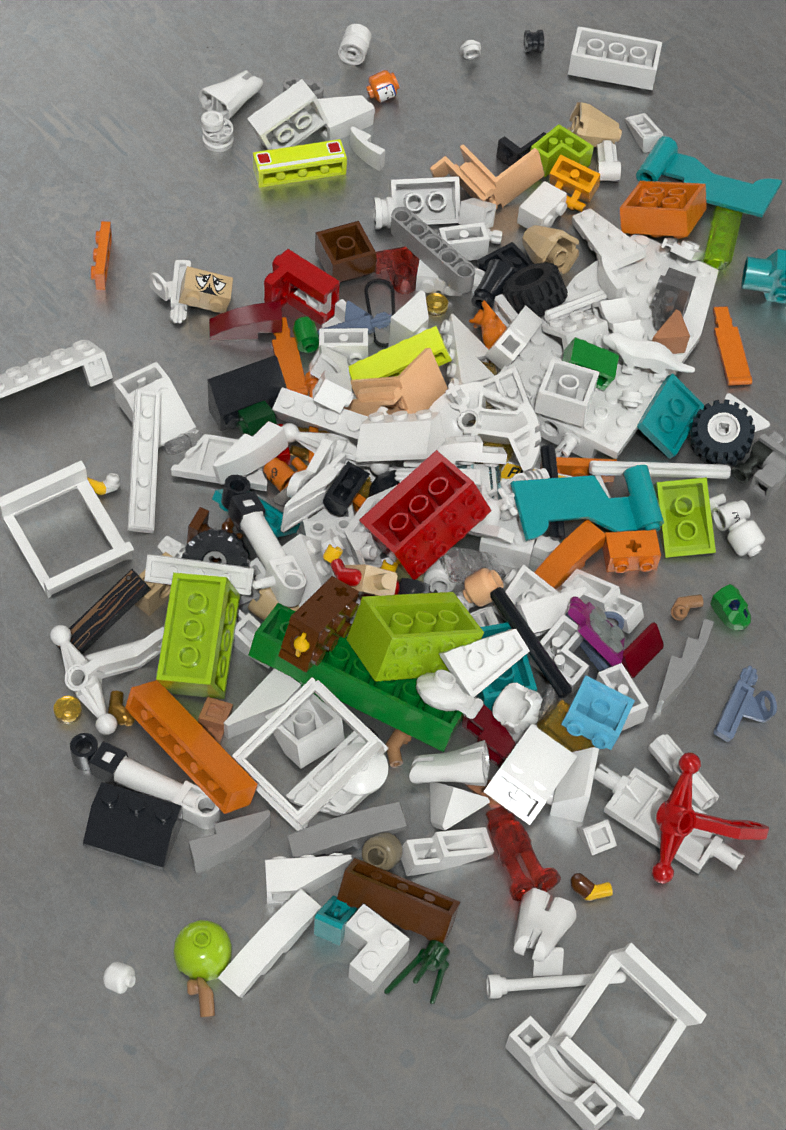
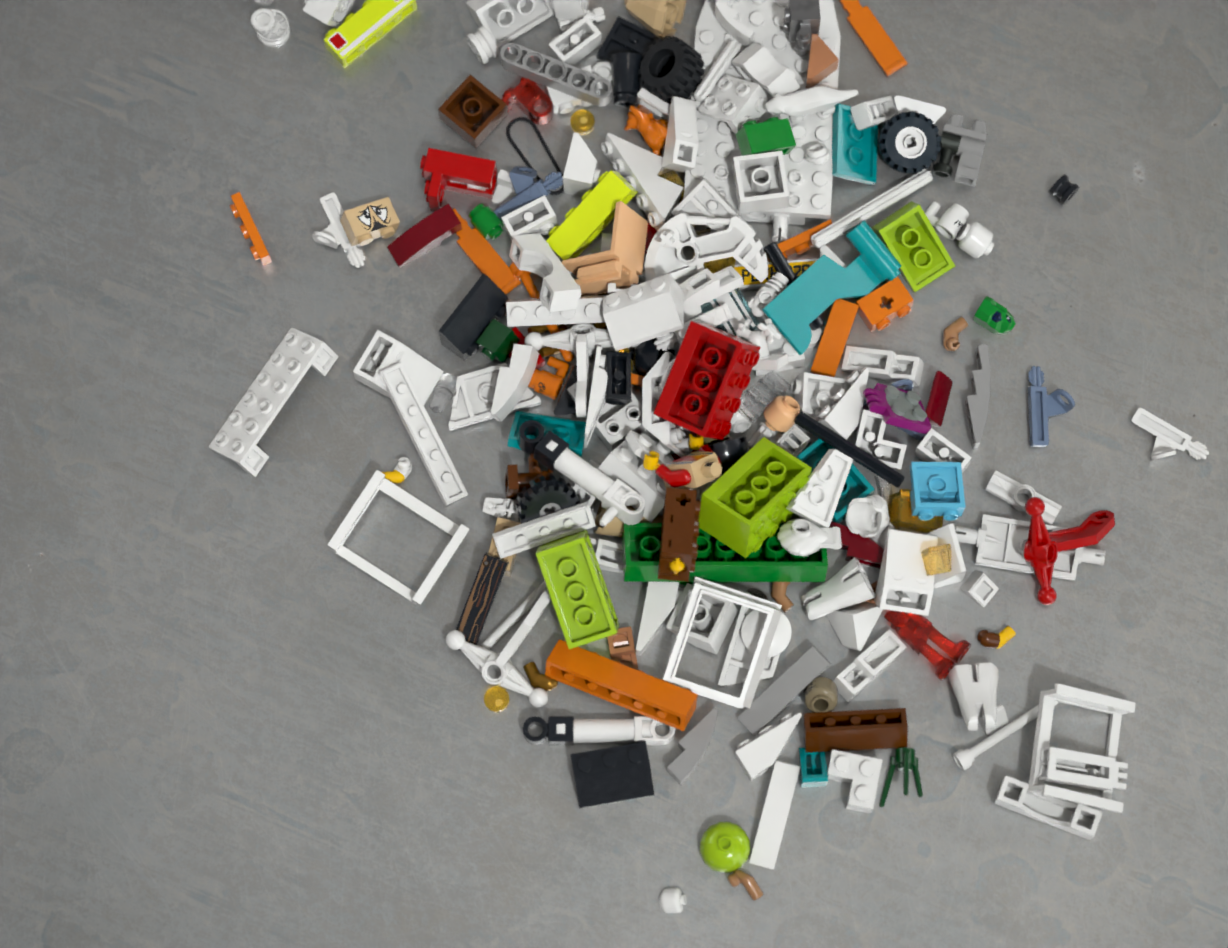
camera: 20 degrees left, 20 degrees up
(566, 772) = (937, 559): none -> clear yellow slope
(605, 1041) = (1069, 768): none -> white hinge
(696, 395) = (872, 112): none -> white slope

